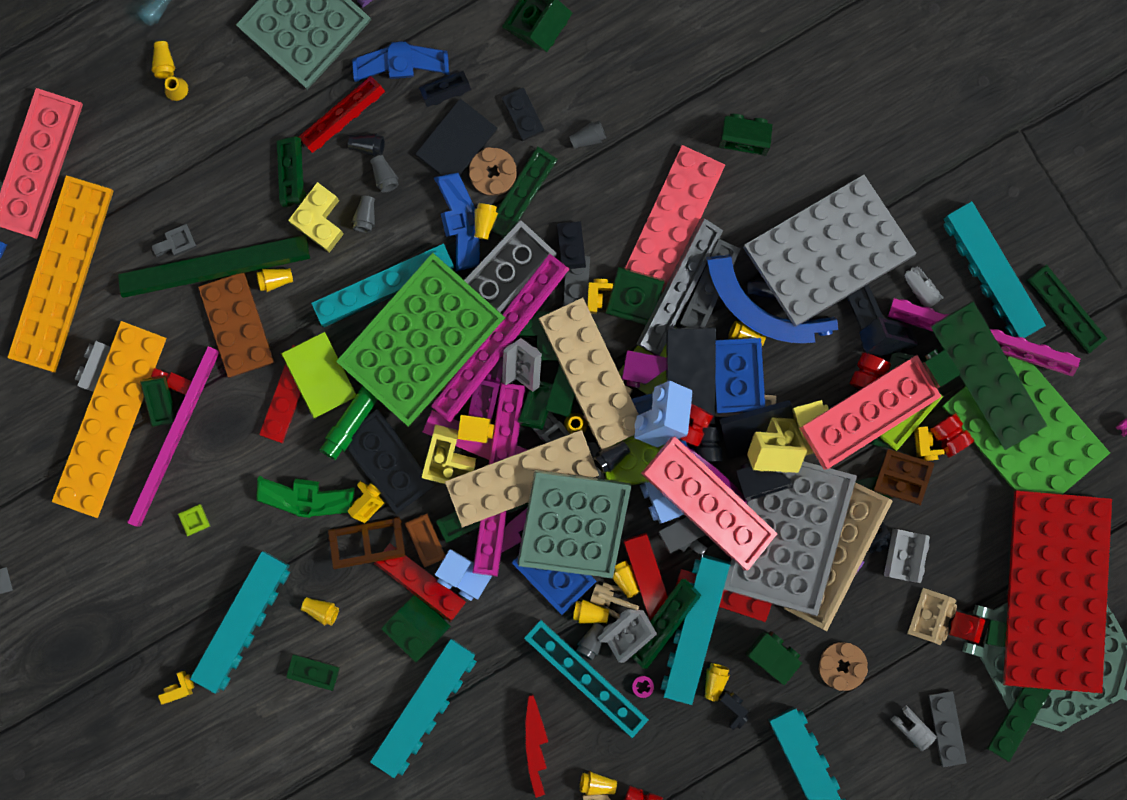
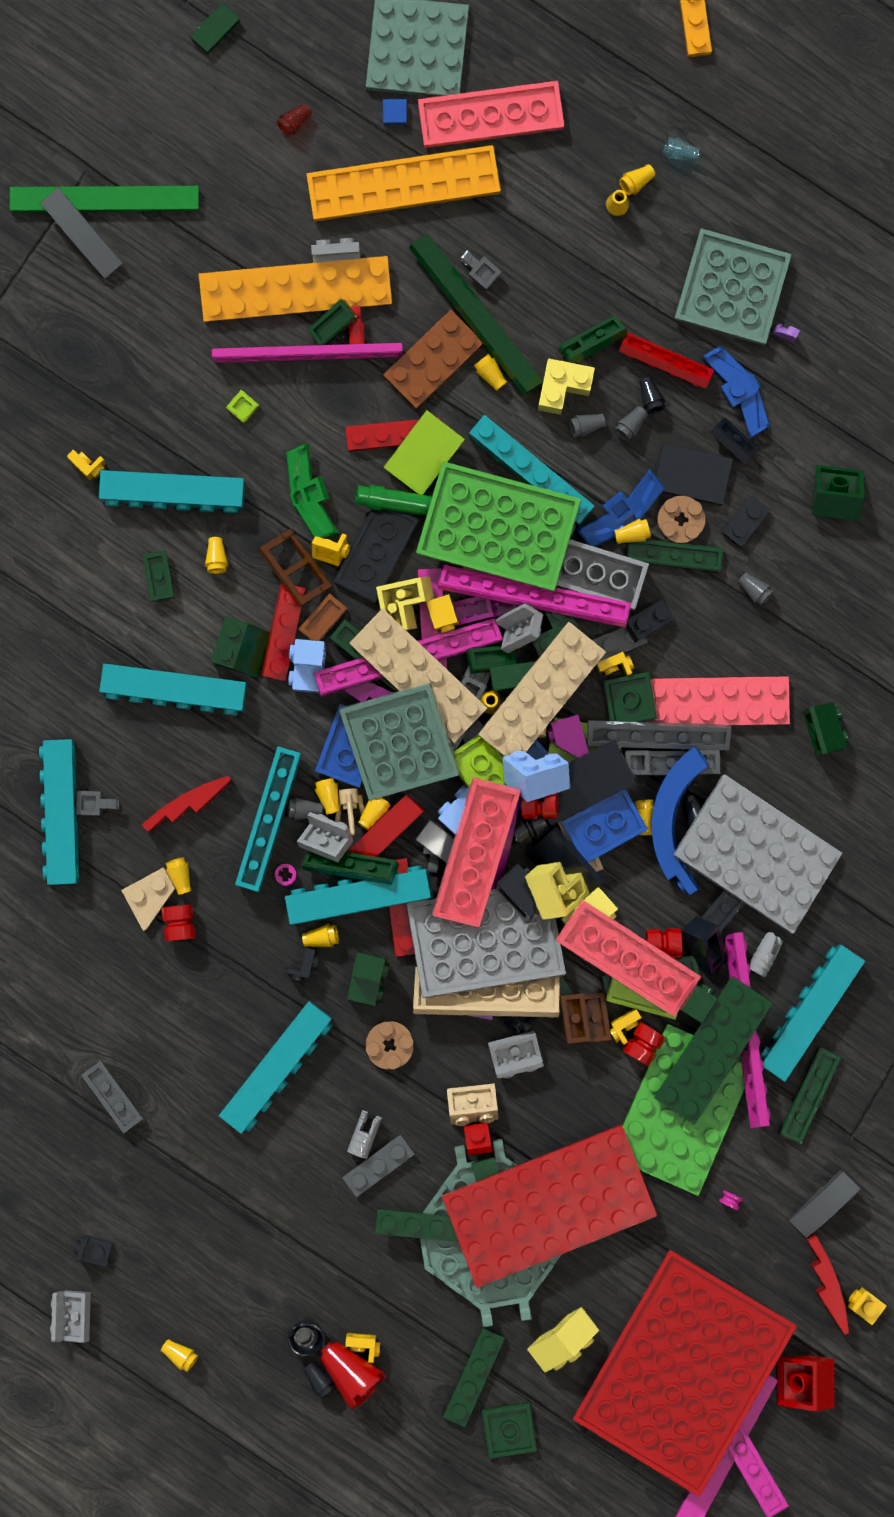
camera: 65 degrees right, 0 degrees up
(610, 457) = (475, 745): black cone -> none

